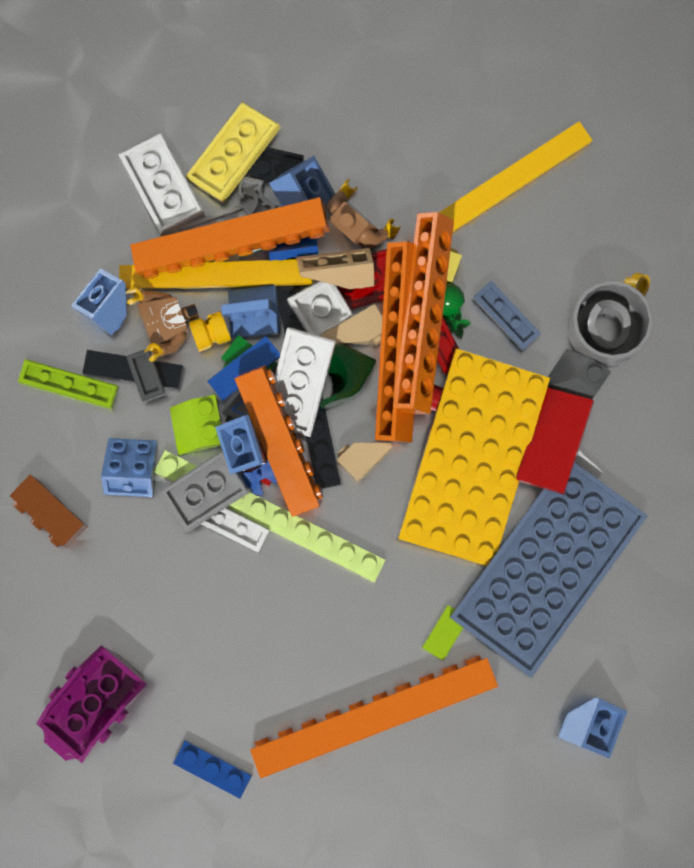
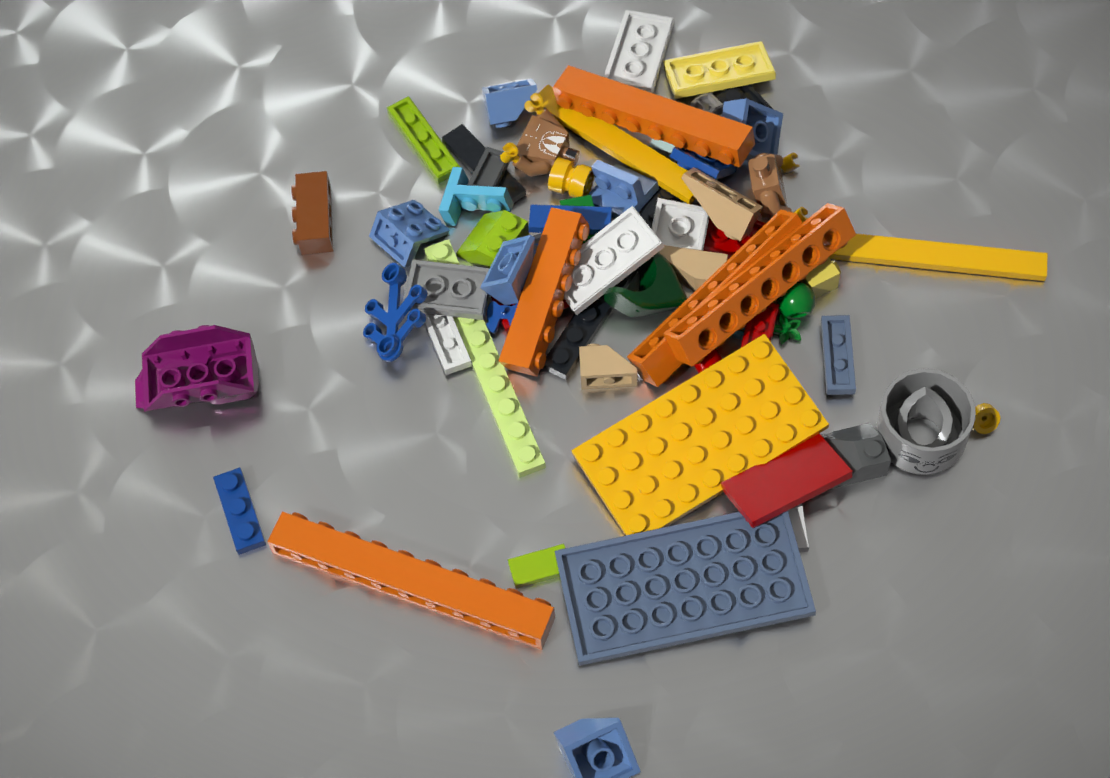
camera: 45 degrees right, 20 degrees down
(153, 407) = (463, 196): none -> medium azure bracket
(187, 543) = (391, 344): none -> blue plant

